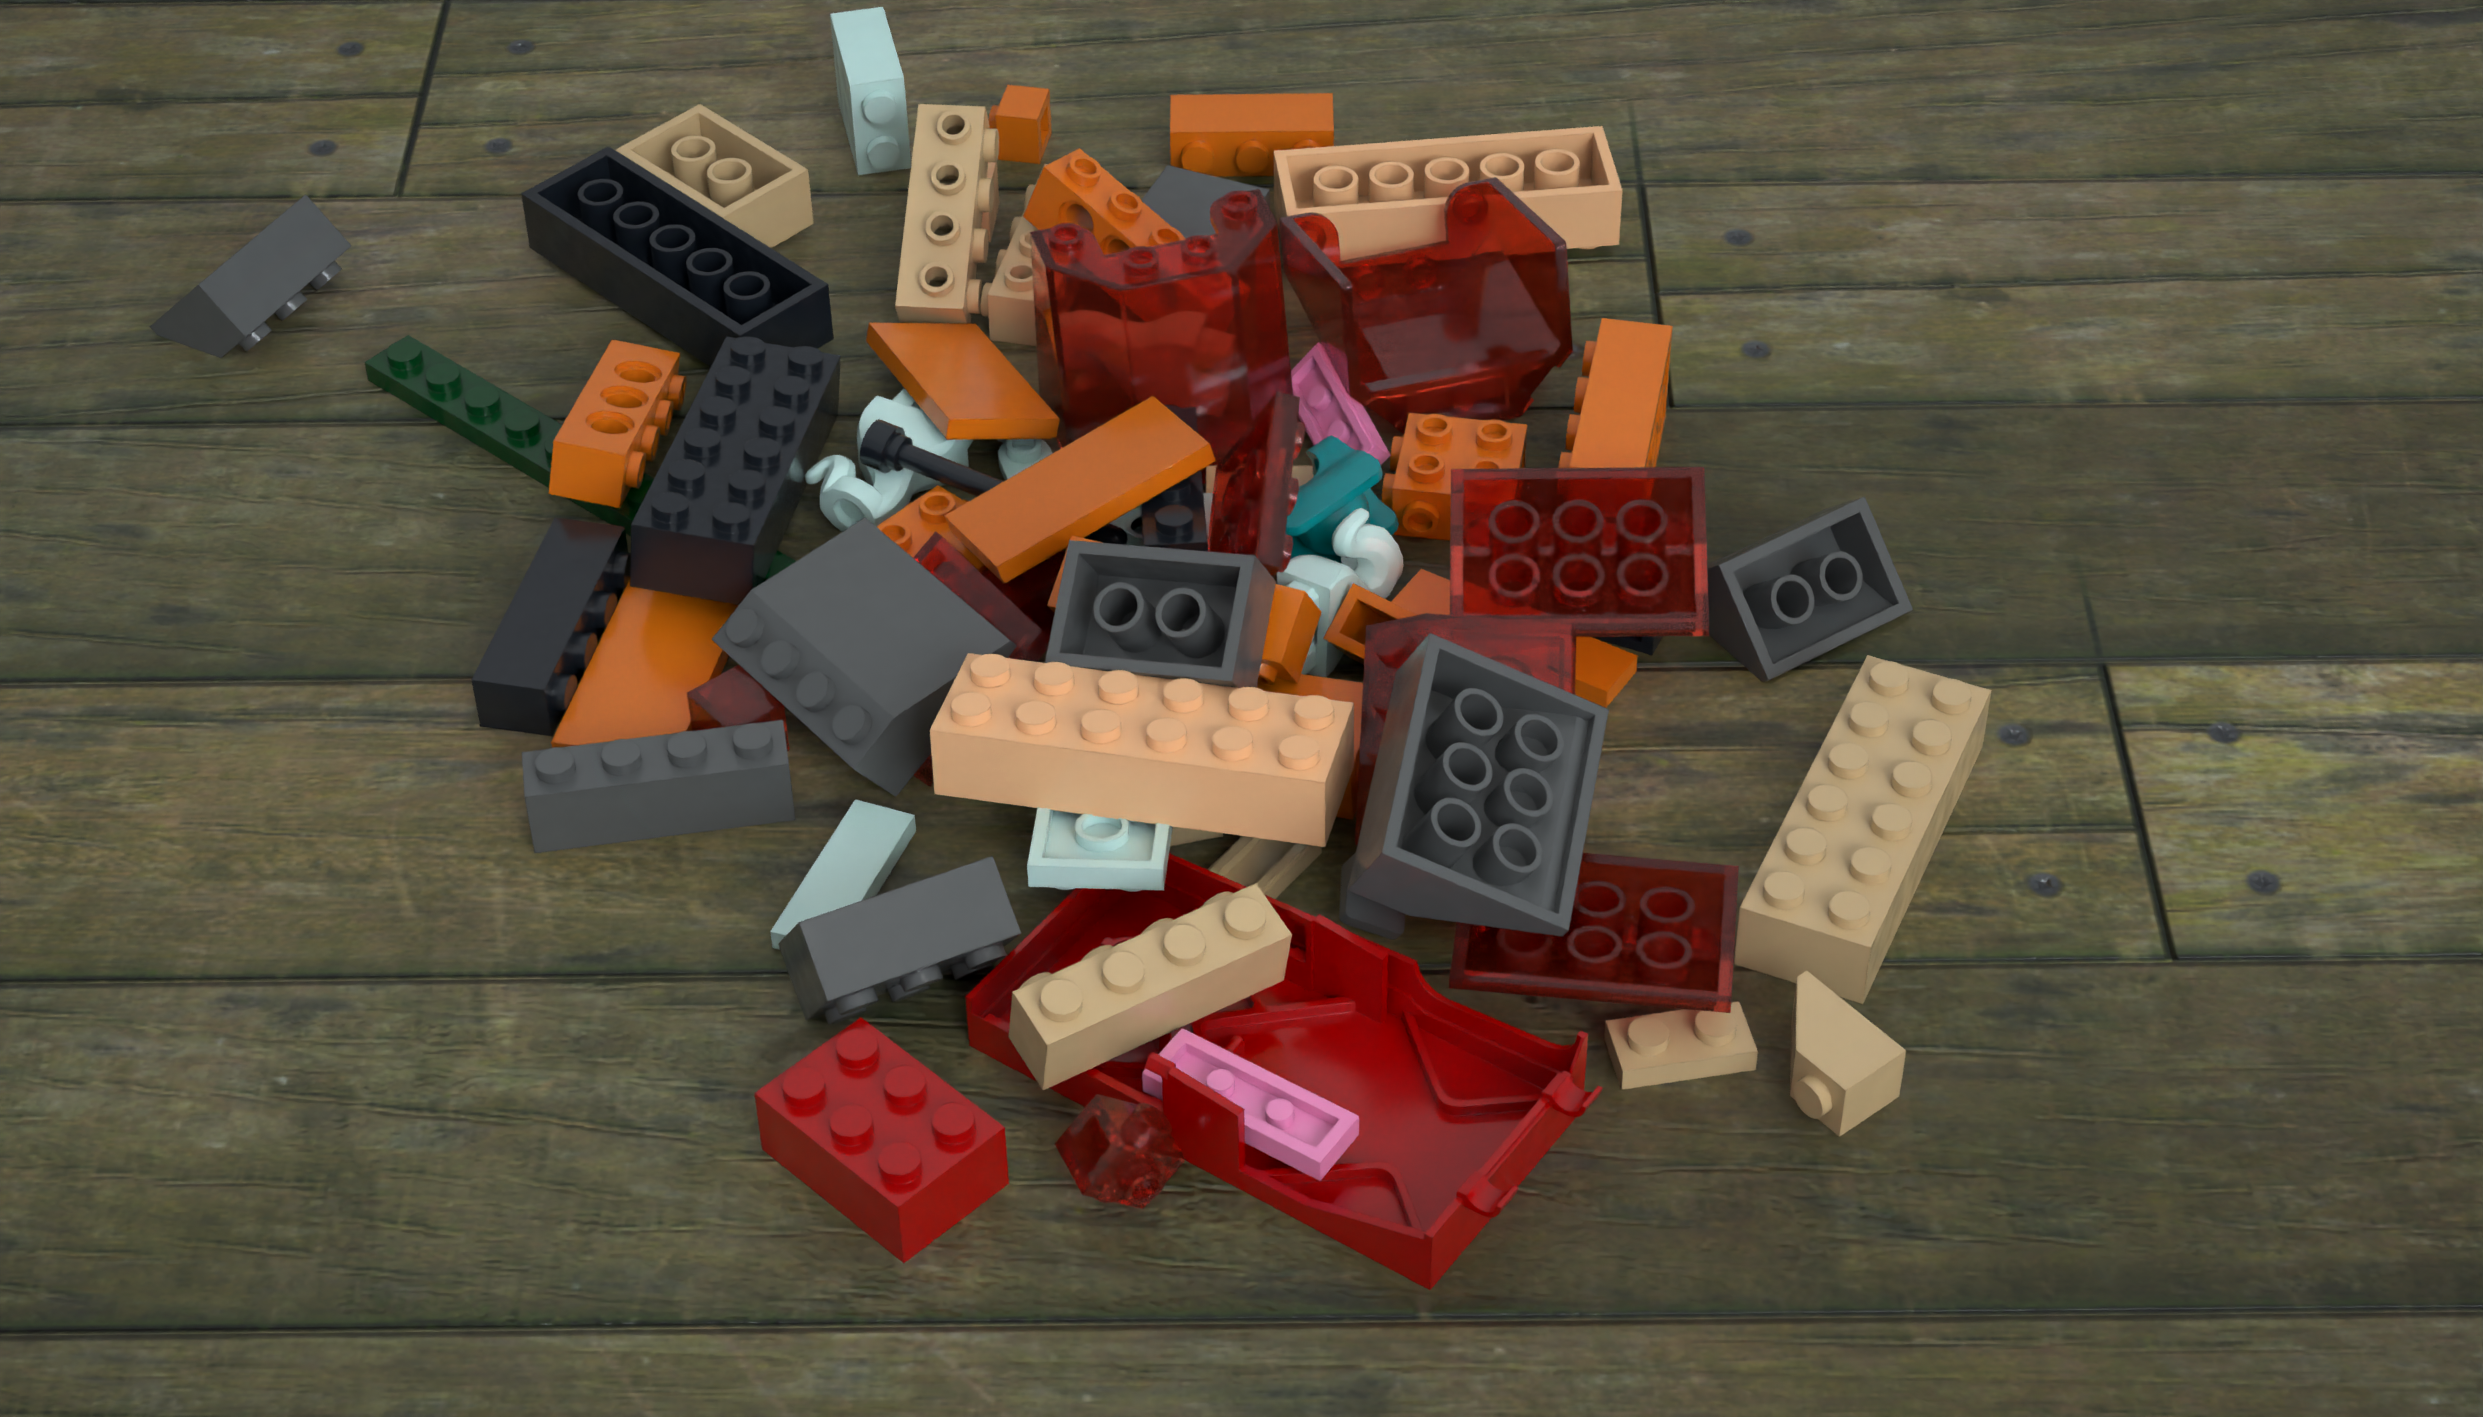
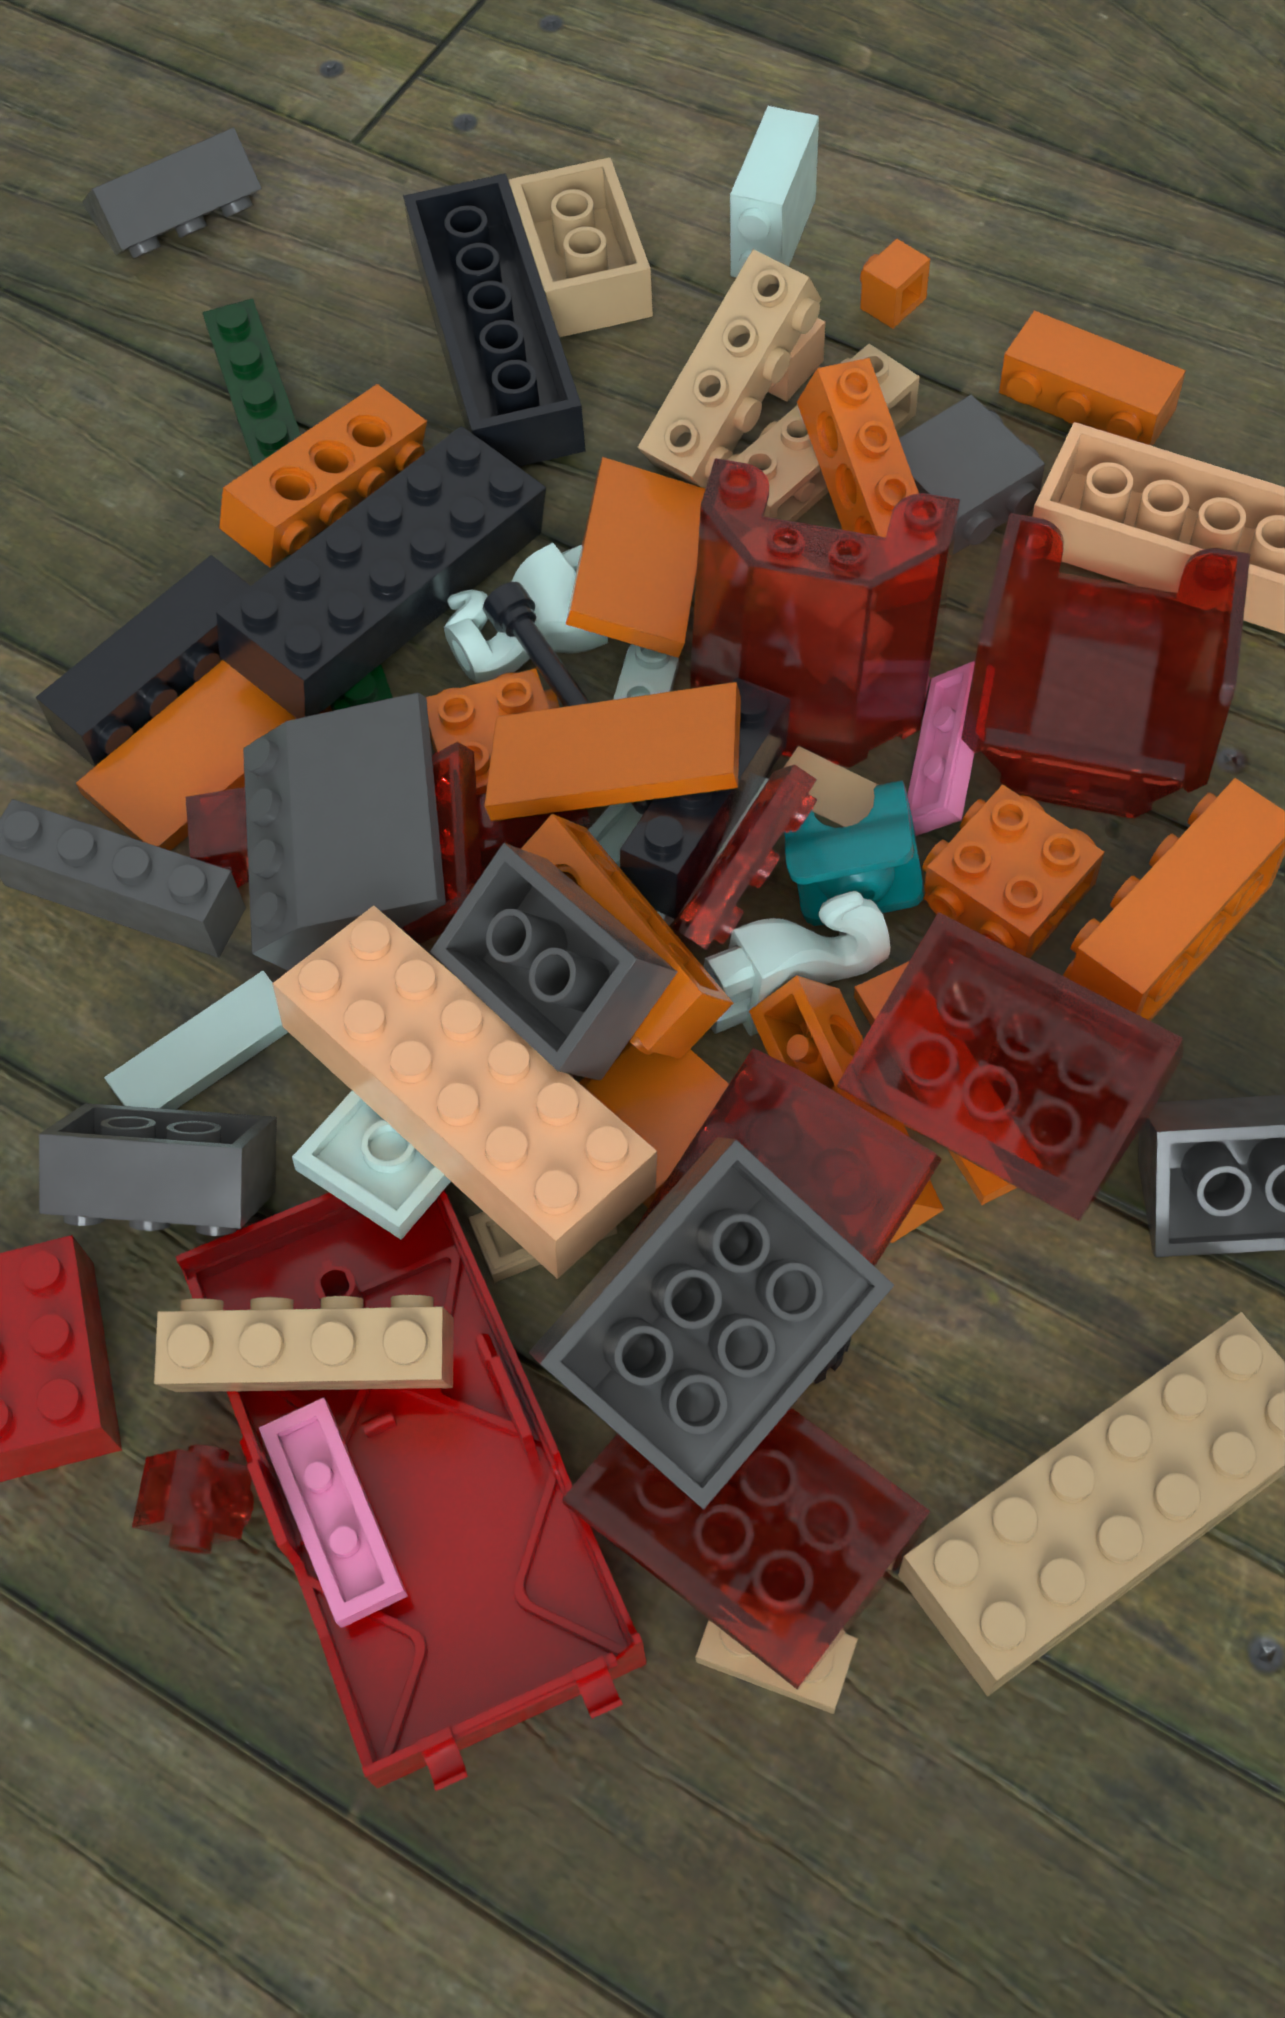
camera: 35 degrees right, 20 degrees up
(1839, 1059) = (896, 1768): tan slope -> none

